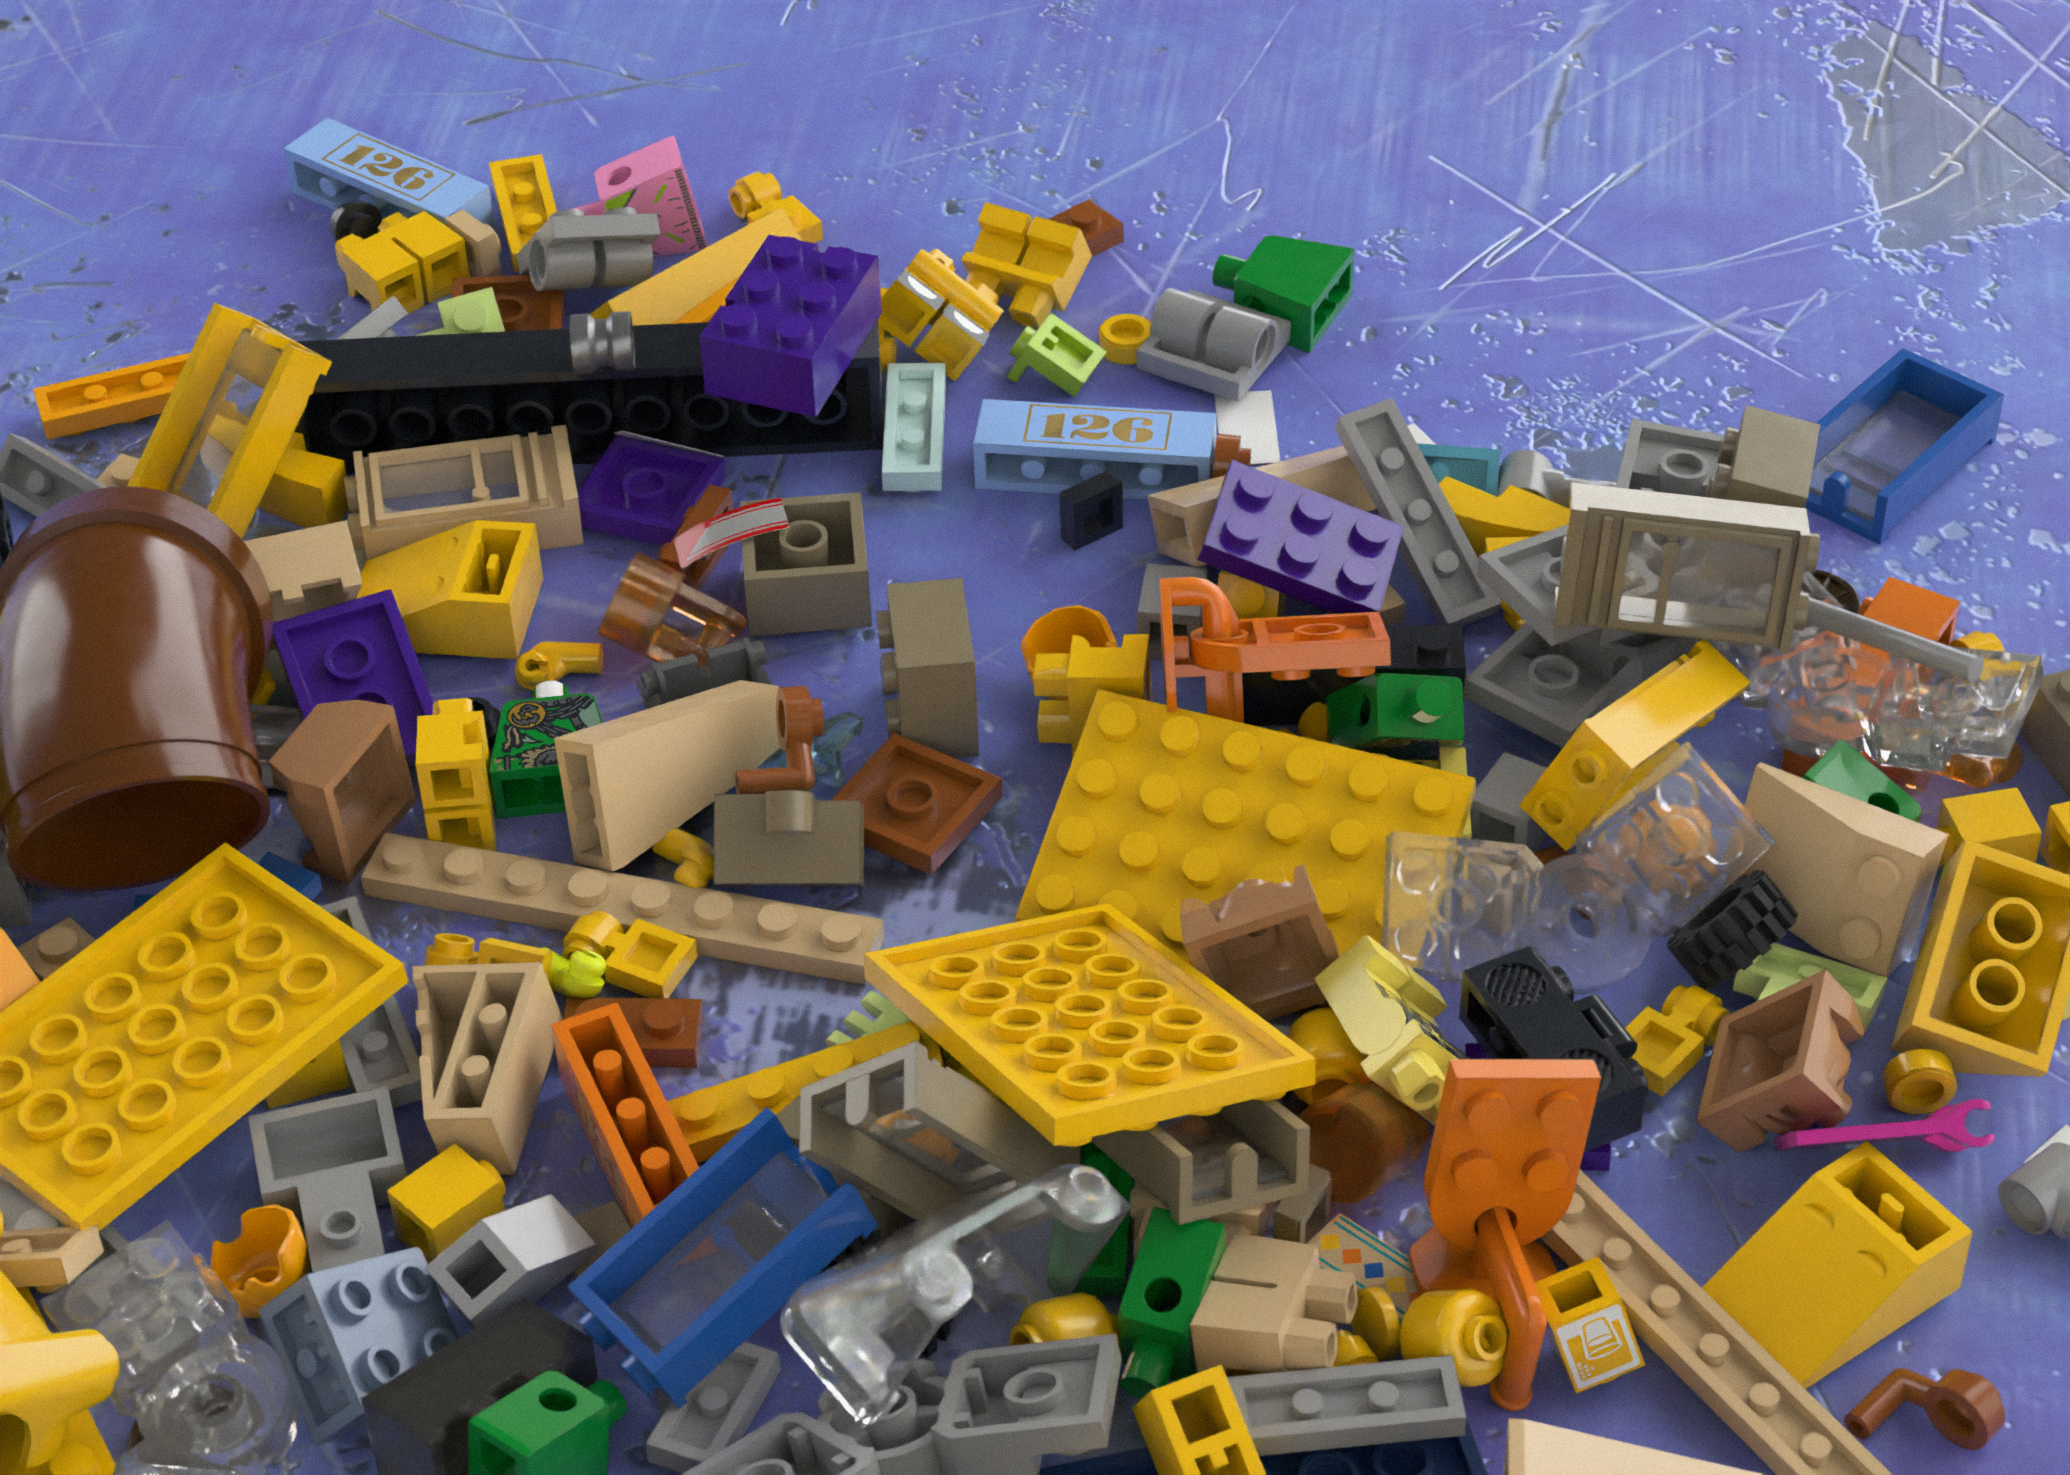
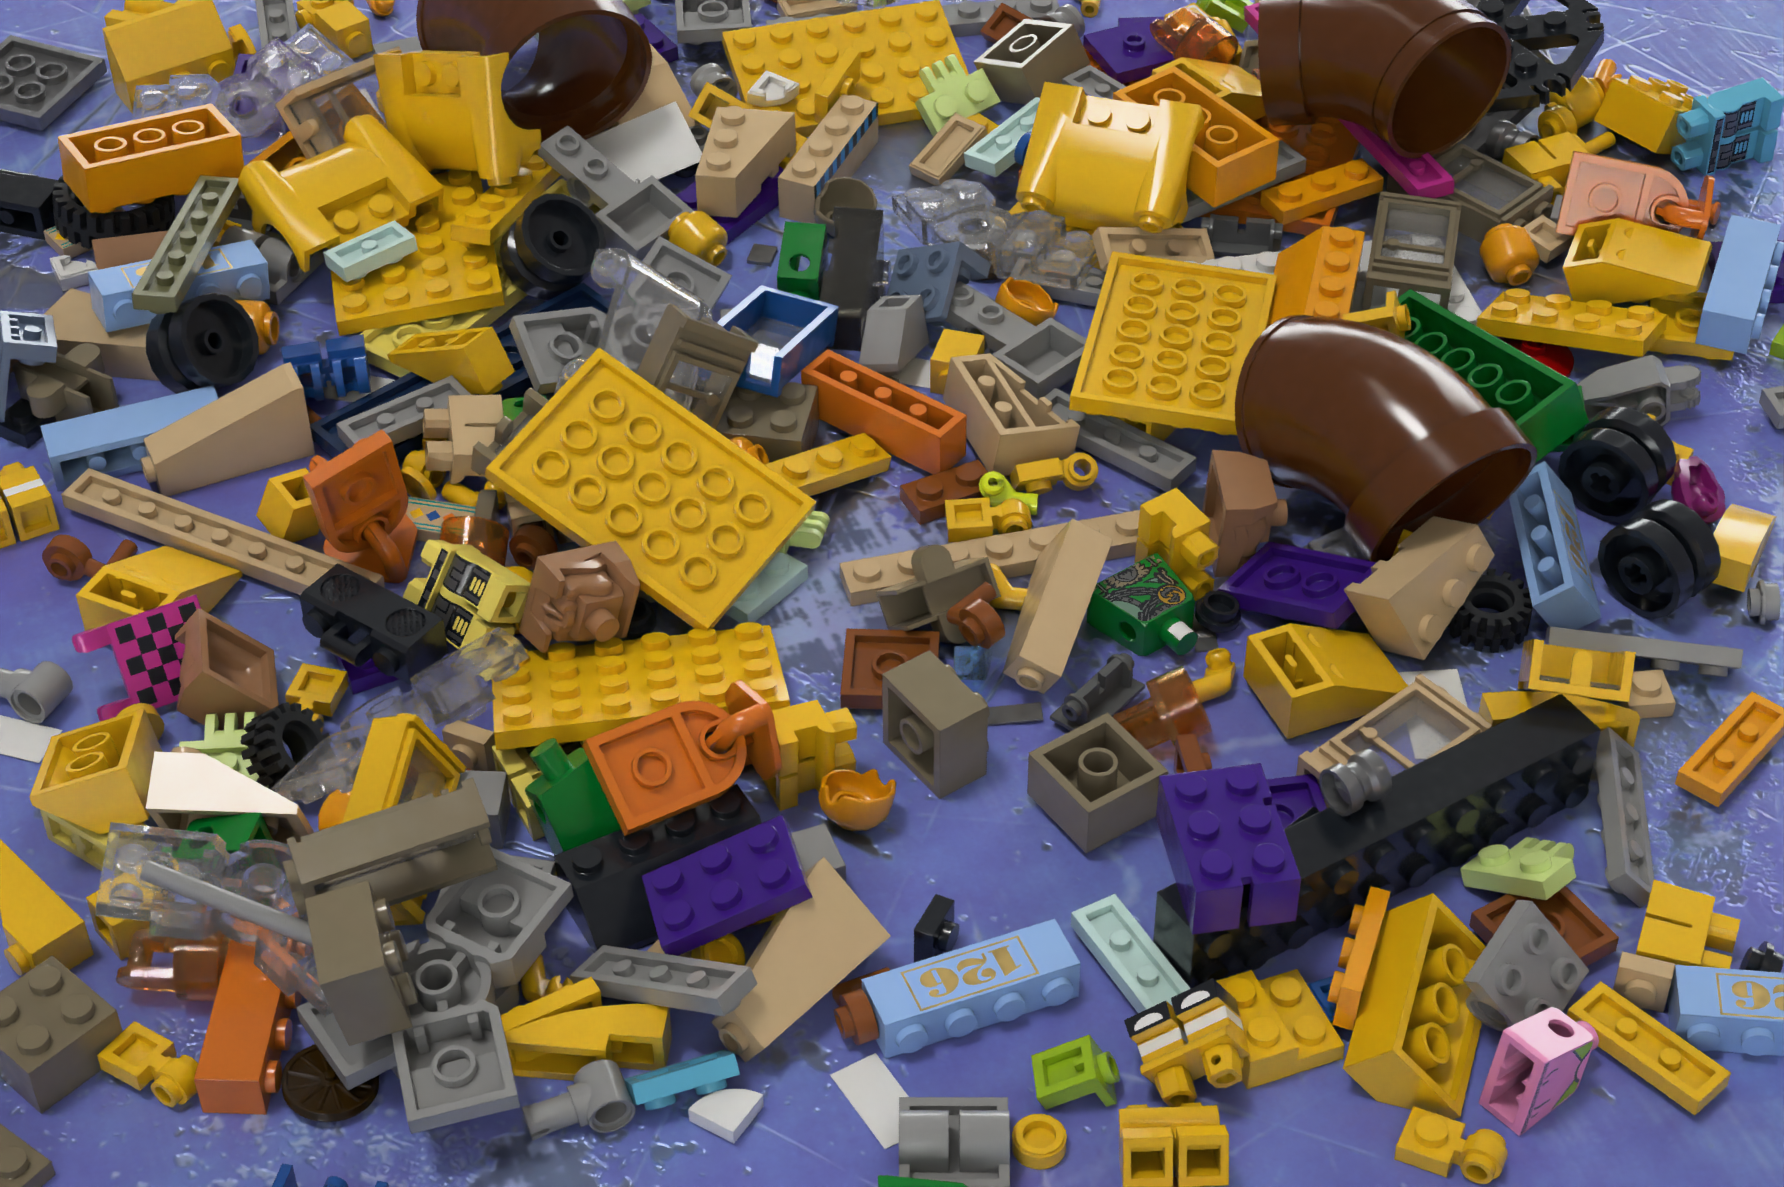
camera: 150 degrees right, 0 degrees up
(730, 528) = (1151, 750): sticker -> none

